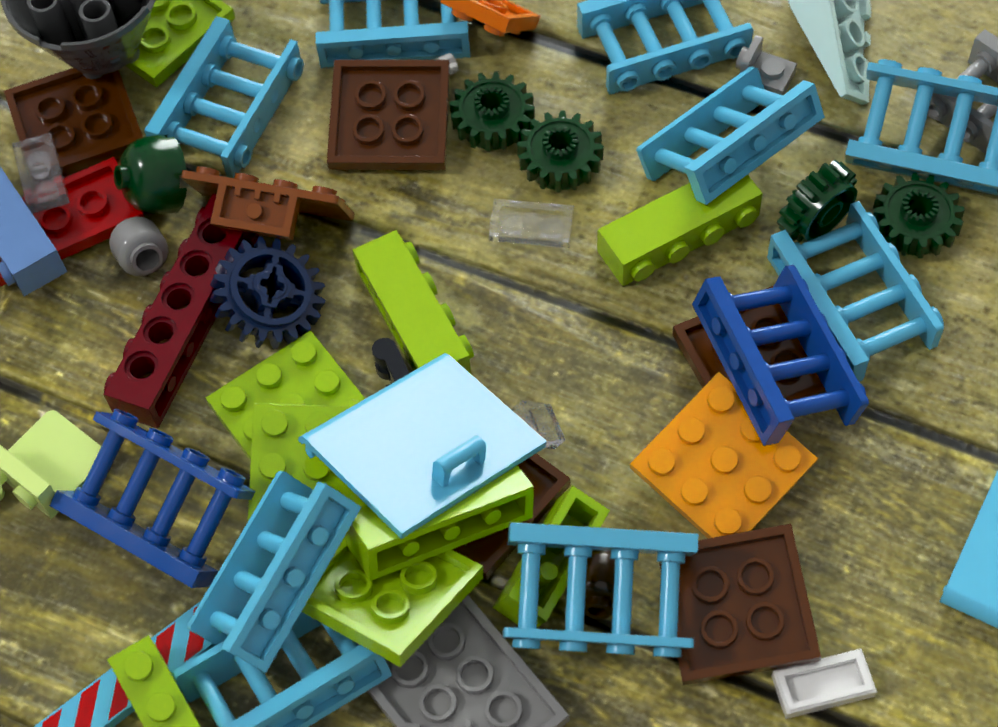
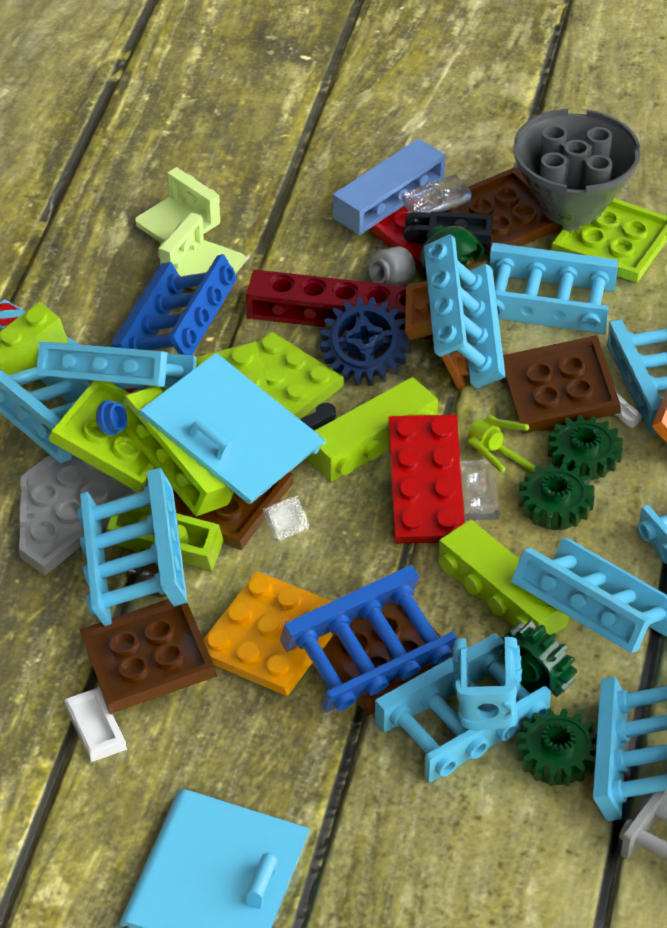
camera: 75 degrees right, 15 degrees down
(97, 168) = (422, 222): none -> black hinge
(276, 168) = (464, 311): none -> medium azure fence
(386, 579) = (111, 417): none -> blue plate
(455, 197) = (487, 436): none -> lime plant
(512, 267) = (425, 477): none -> red plate
(872, 223) = (501, 696): none -> medium azure piece

